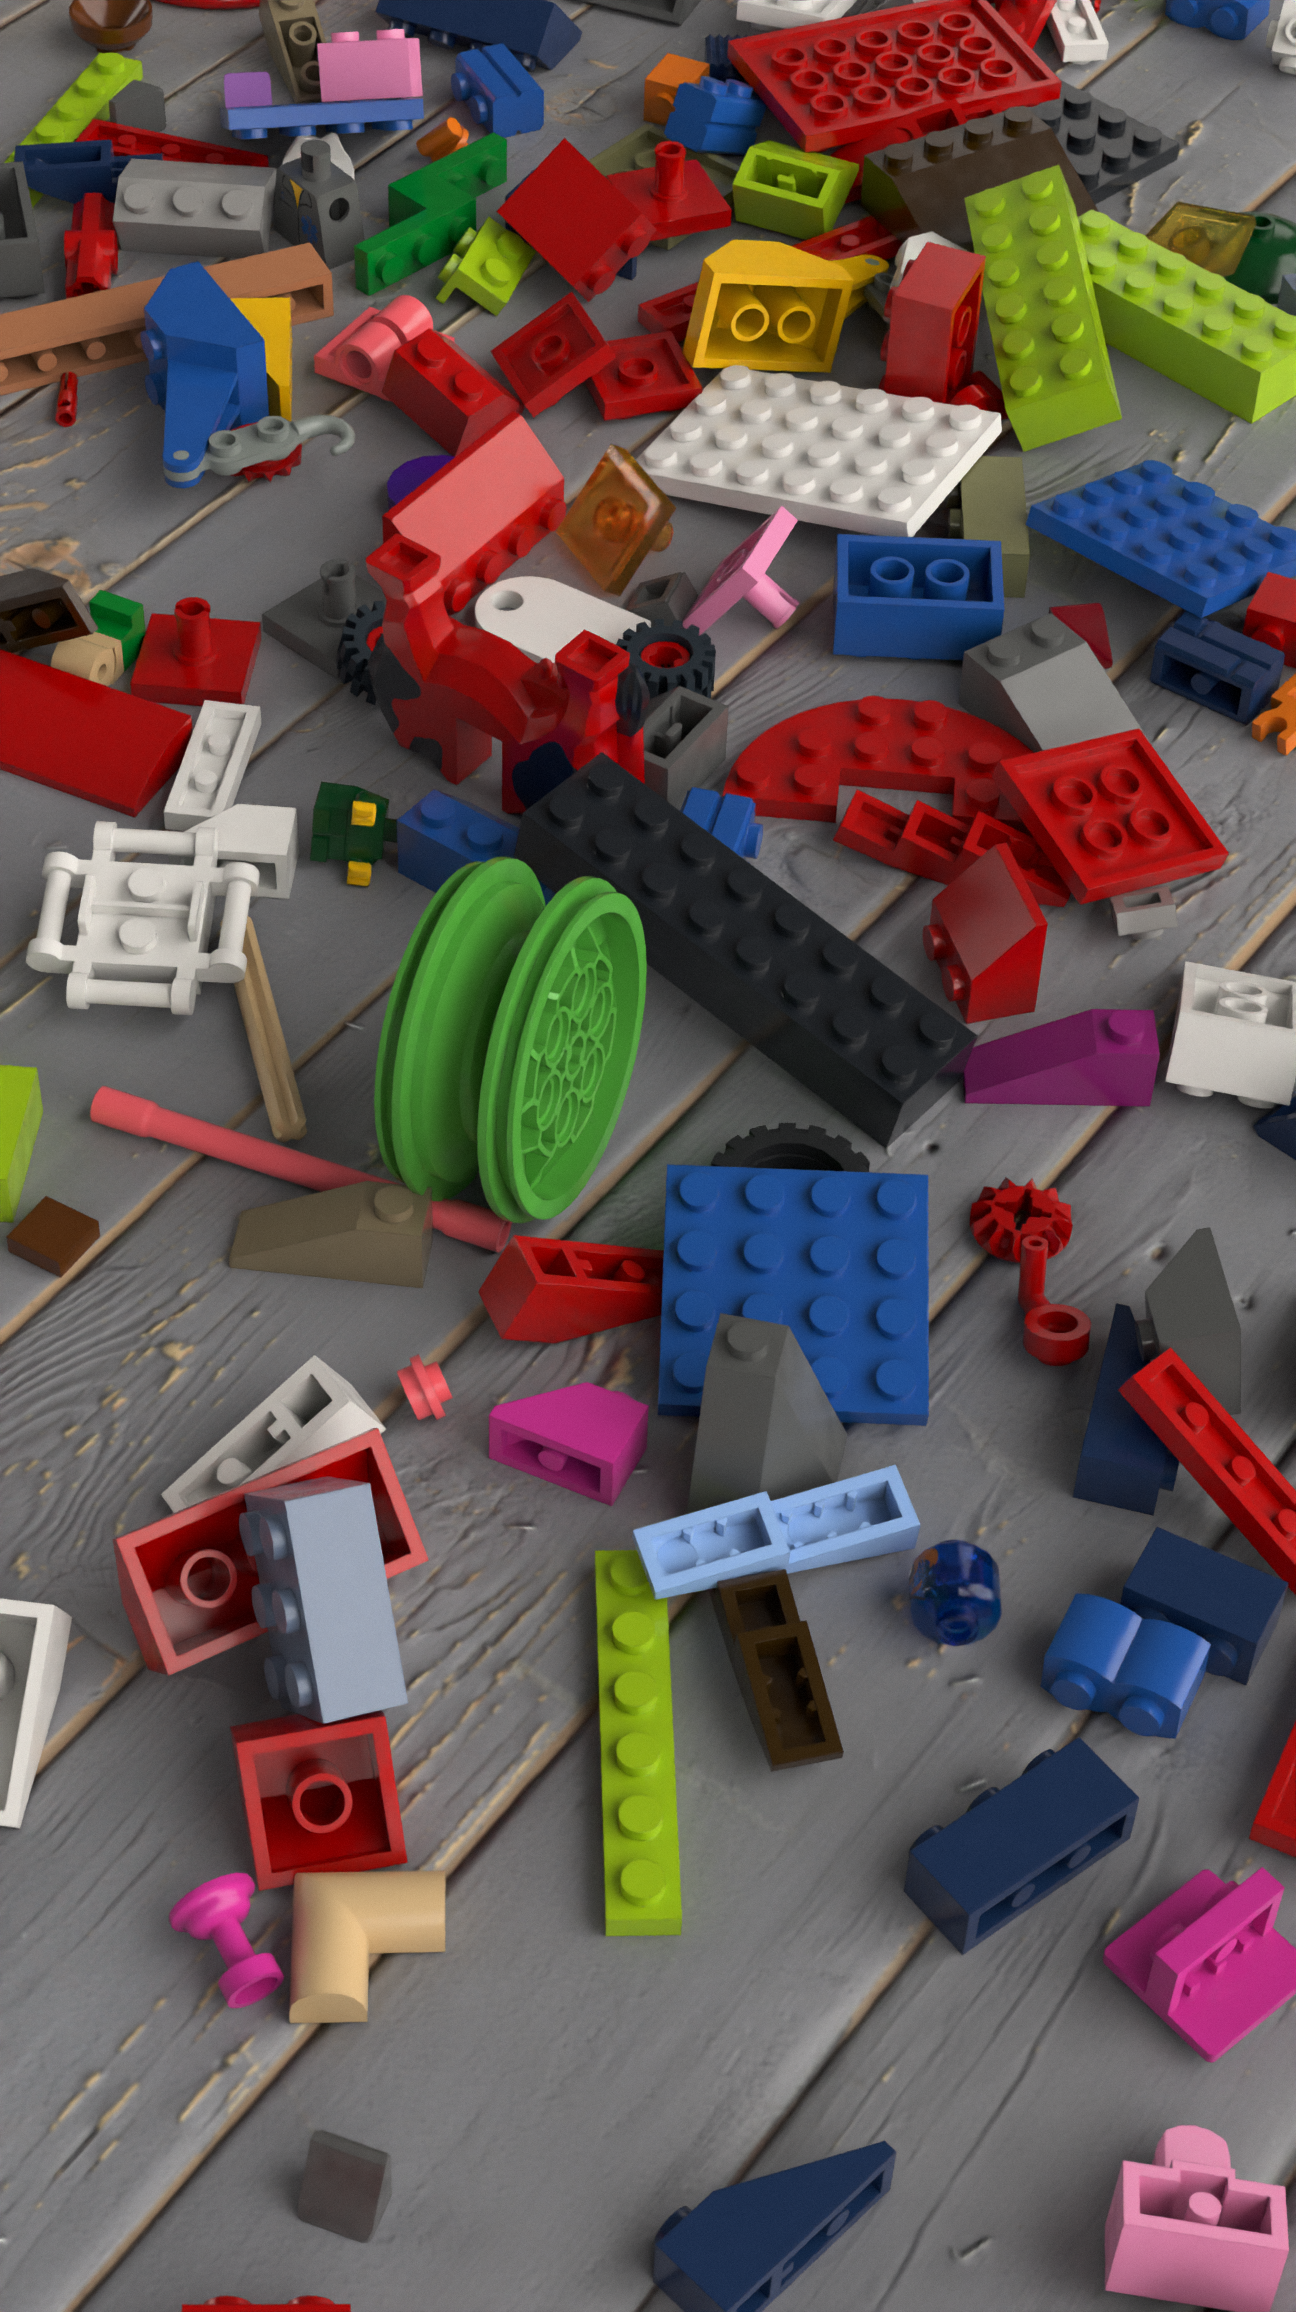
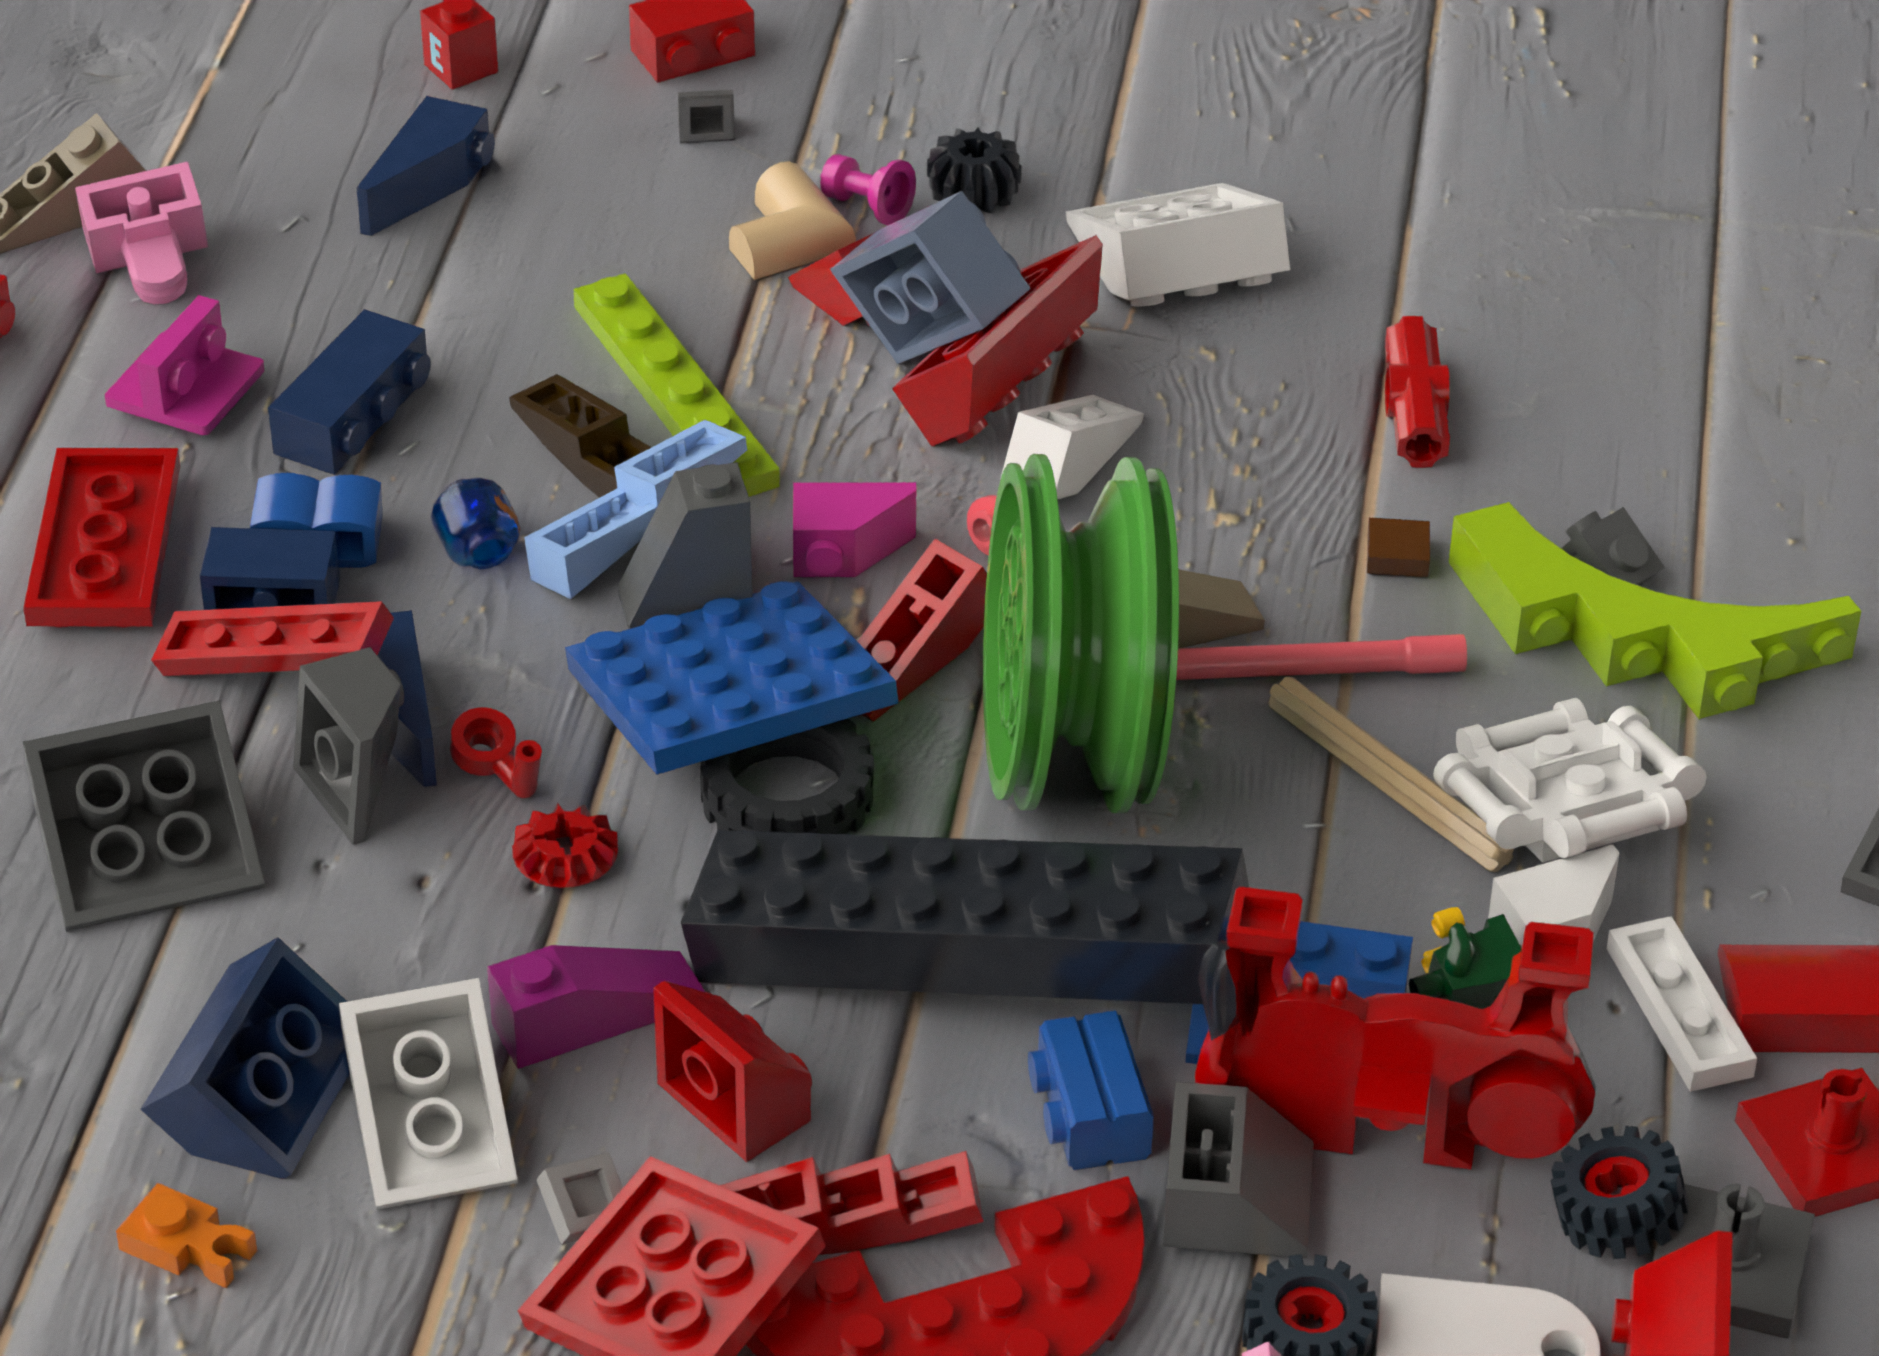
camera: 155 degrees right, 5 degrees down
(86, 1910) = (977, 165): none -> black gear

